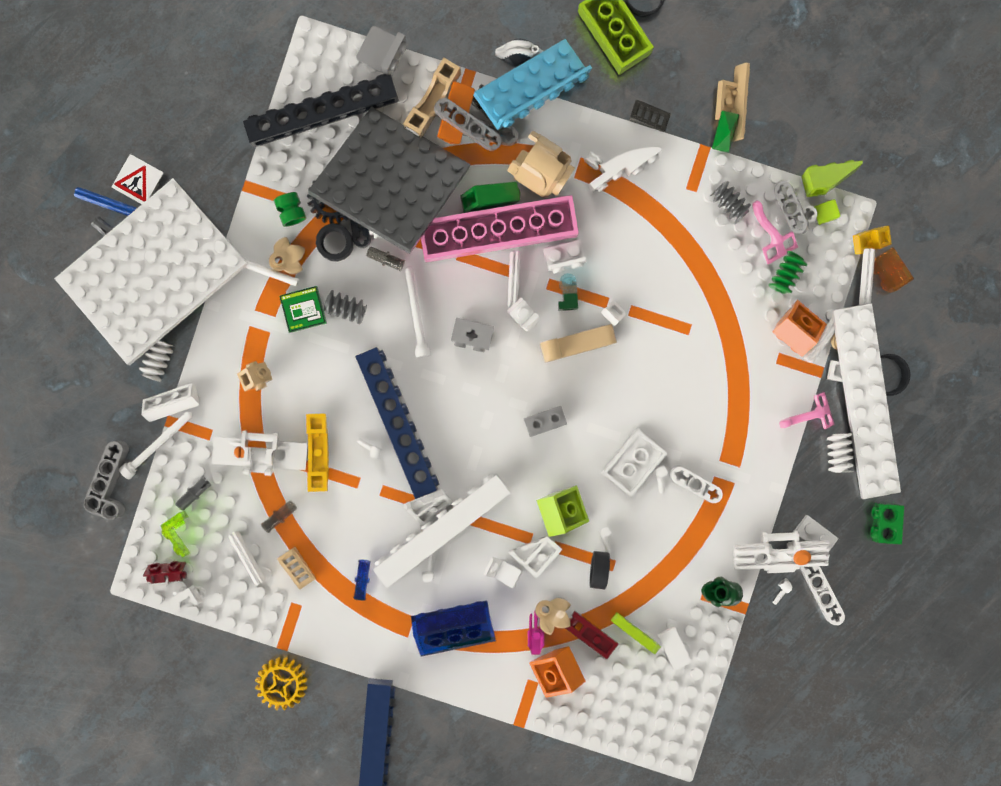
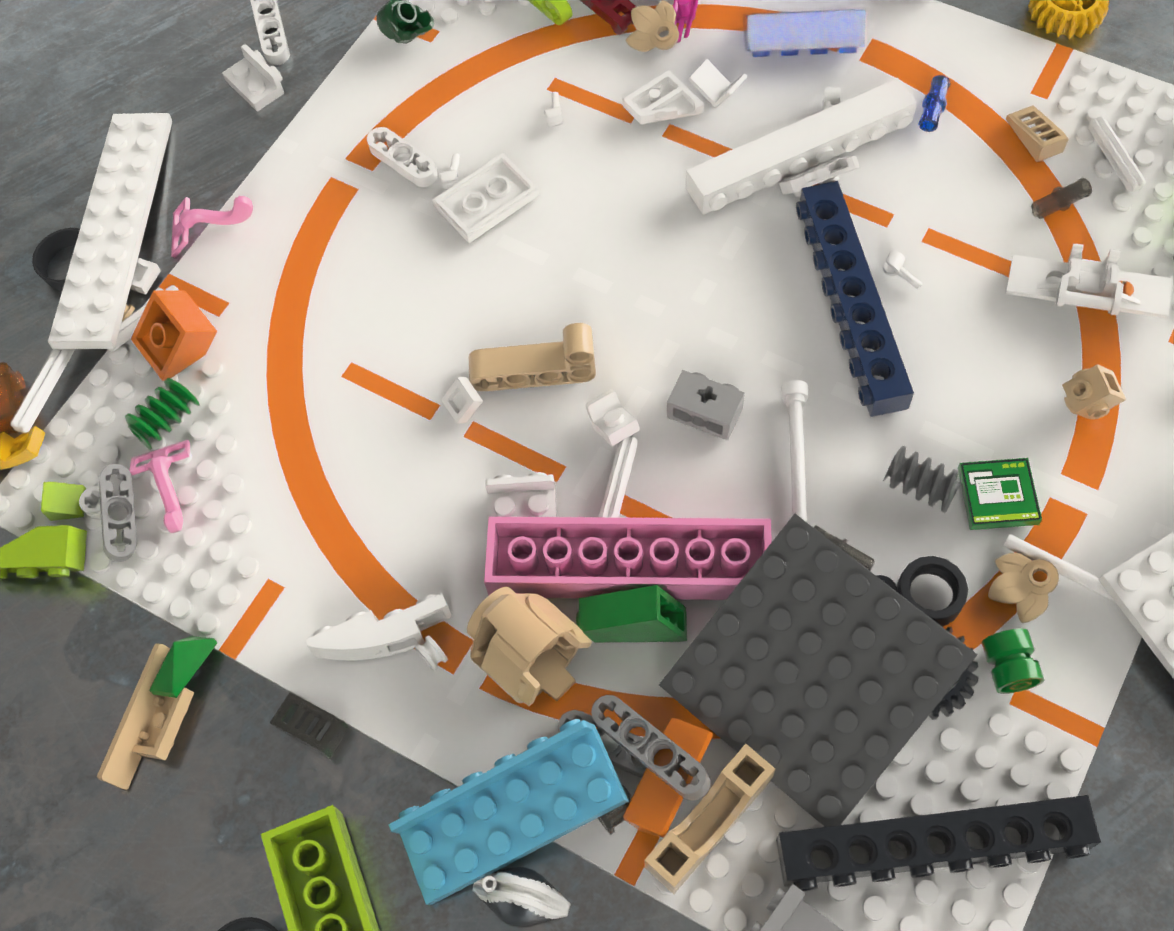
camera: 160 degrees left, 25 degrees down
(317, 452) = (989, 270): yellow slope -> none
(545, 421) = (611, 262): light grey brick -> none
(563, 511) = (610, 145): lime slope -> none
(569, 293) = (527, 441): leg -> none
(599, 570) = (573, 62): black tyre -> none
(731, 201) = (214, 539): dark grey piece -> none
(781, 560) = (289, 51): white piece -> none
(786, 588) = (316, 30): white hand -> none
(840, 453) = (177, 169): white piece -> none
(893, 523) = (146, 79): green brick -> none

